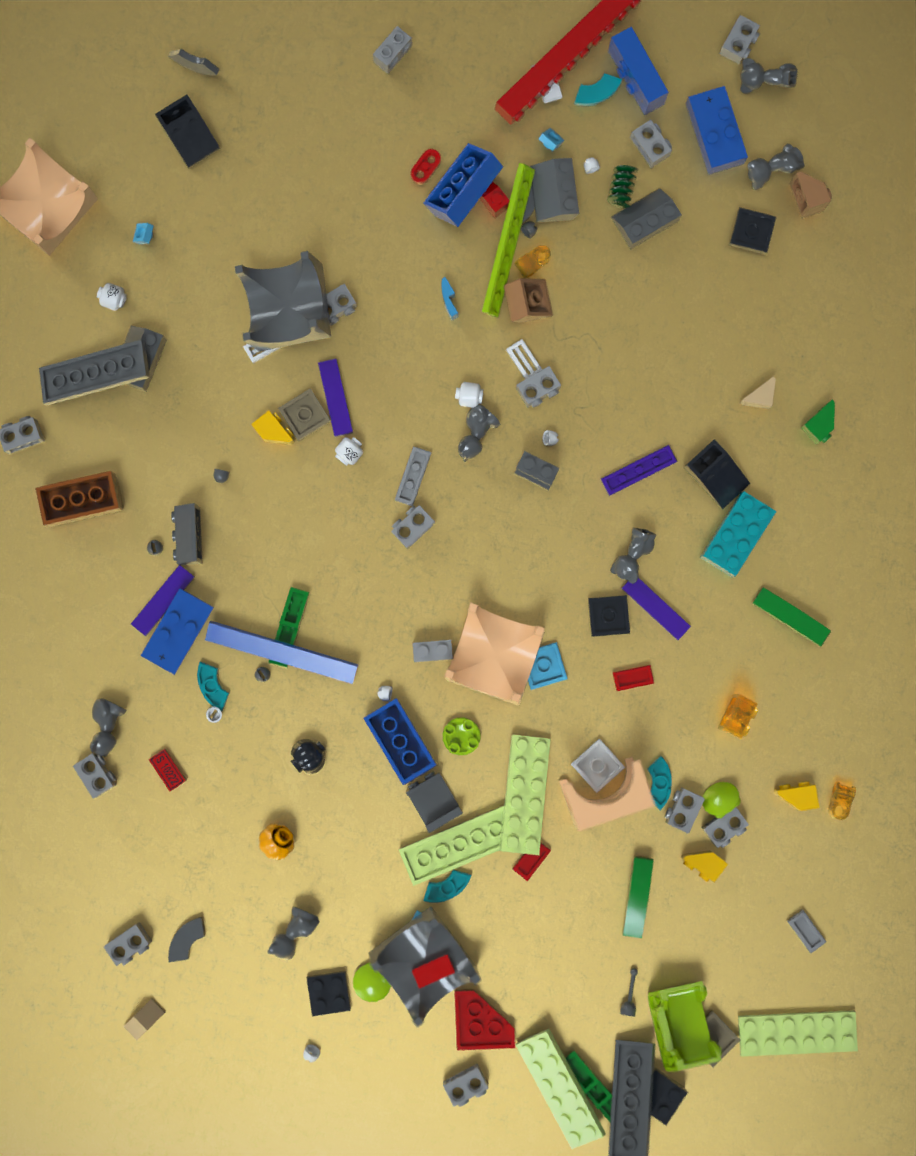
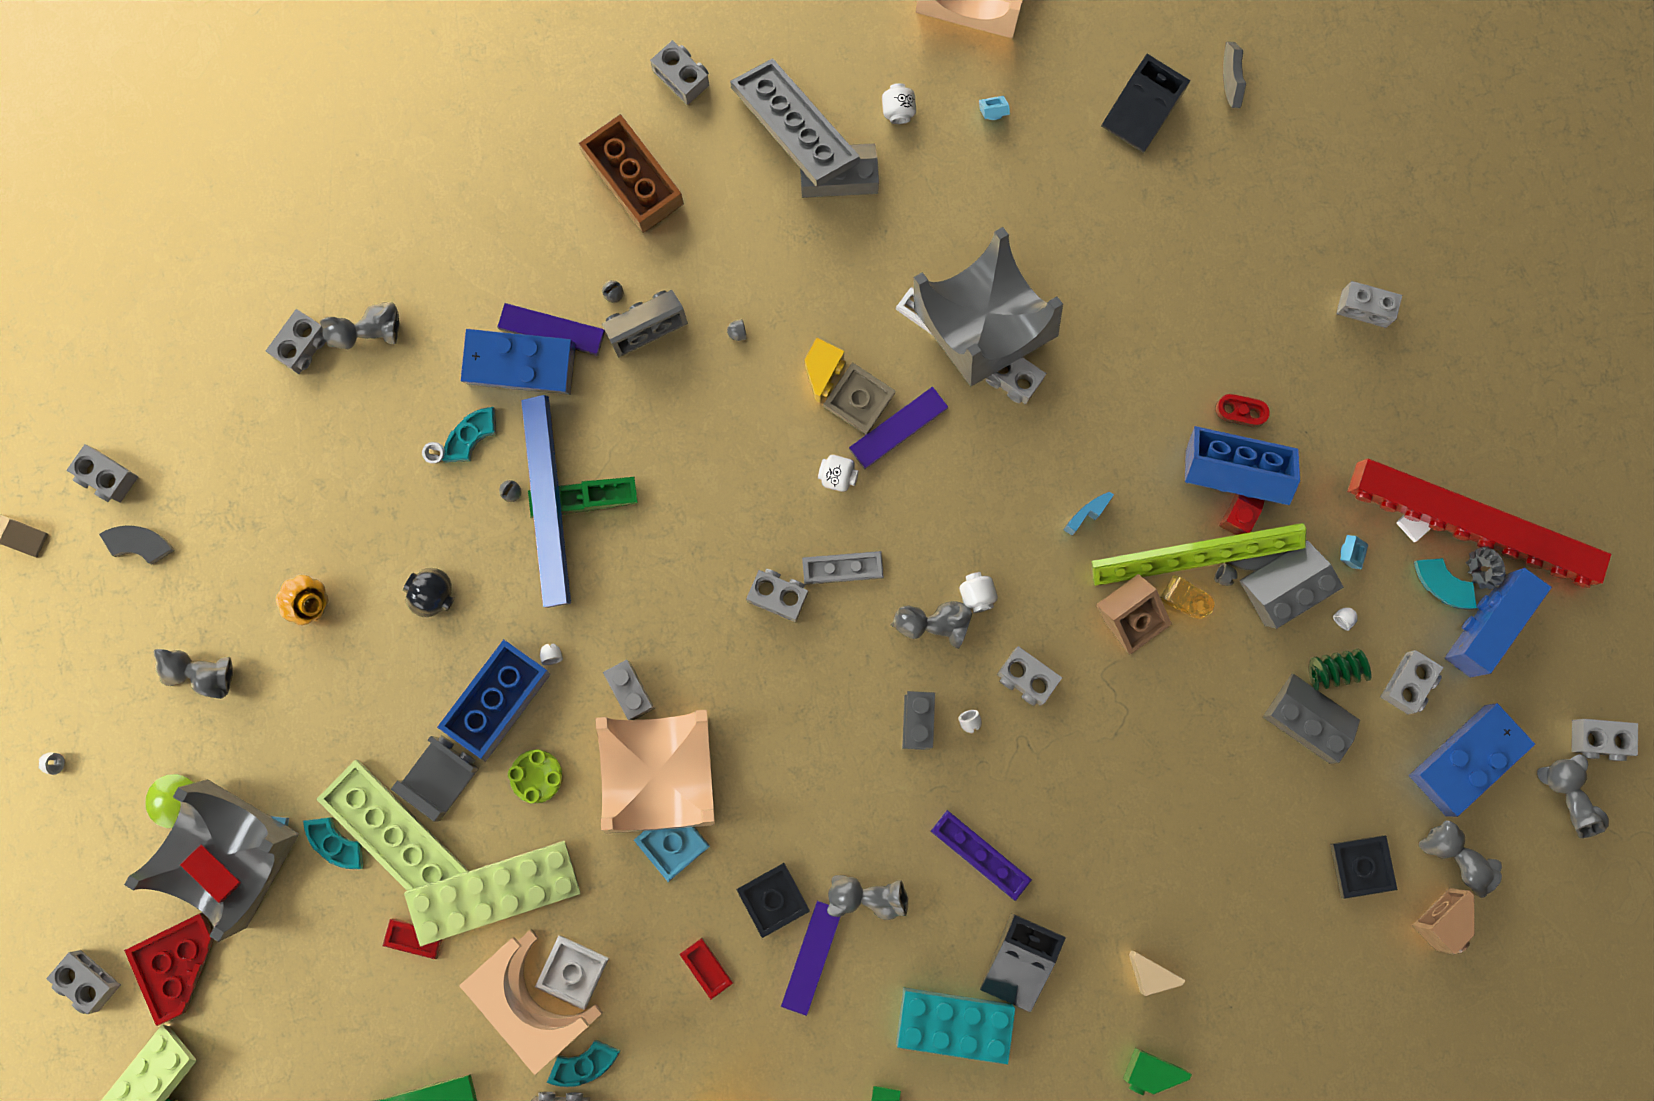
camera: 65 degrees right, 5 degrees down
(167, 770) = (341, 427): red tile -> none
(328, 993) = (137, 751): black plate -> none
(517, 363) = (1067, 624): white tile -> none
(594, 55) = (1486, 557): none -> dark grey gear

